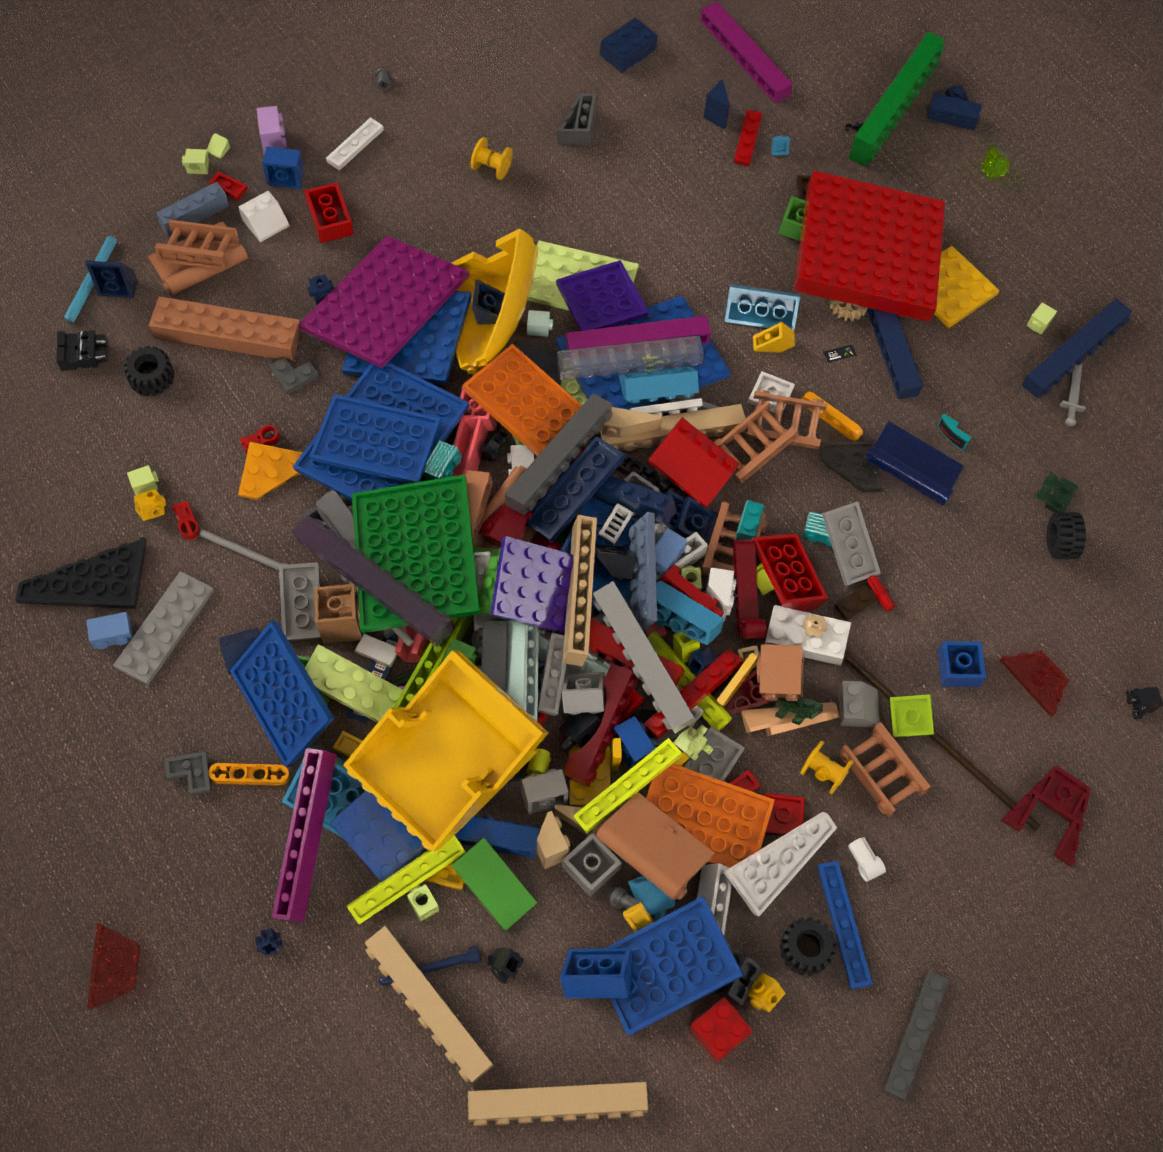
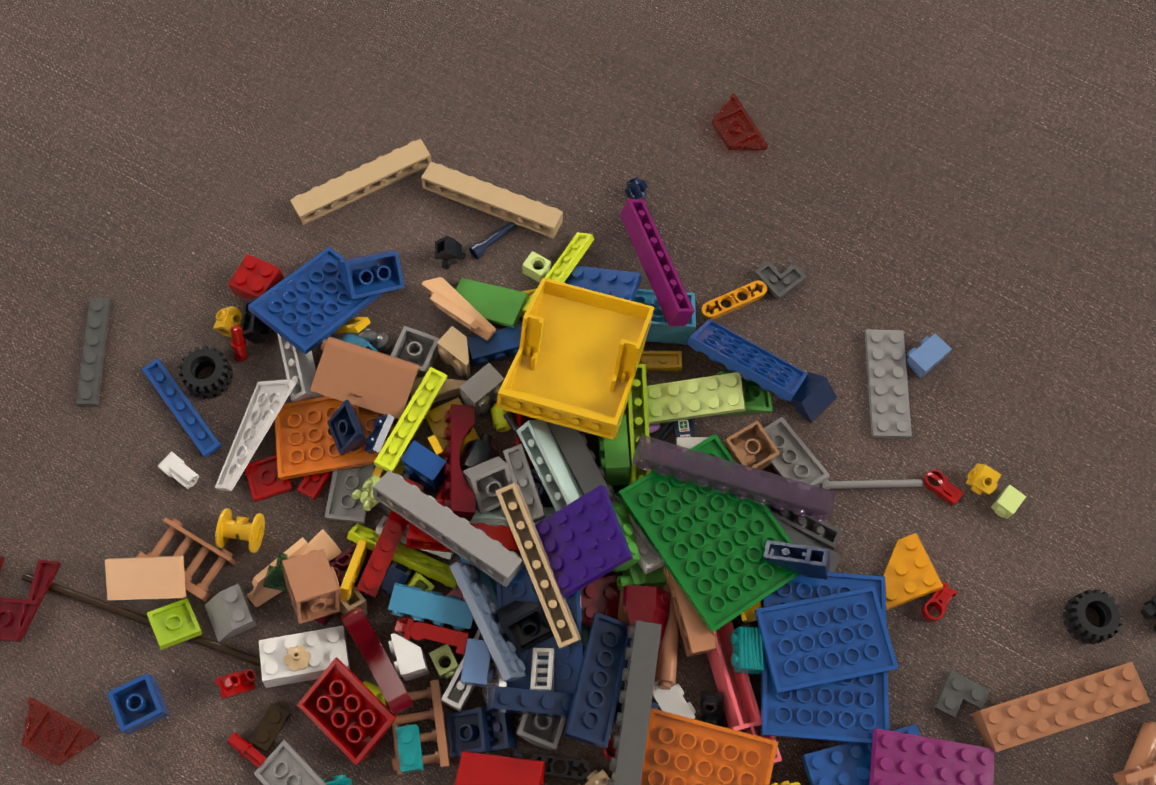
camera: 155 degrees right, 5 degrees up
(100, 581) = (973, 392): black wing -> none
(359, 497) = (802, 559): none -> dark blue slope
(527, 892) = (457, 307): none -> light nougat wedge
(664, 782) = (381, 428): none -> dark blue plate
(692, 804) = (346, 429): none -> dark blue slope
(764, 958) = (238, 343): none -> red axle
(874, 642) = (236, 683): none -> red hips
(926, 764) = (145, 578): none -> light nougat tile

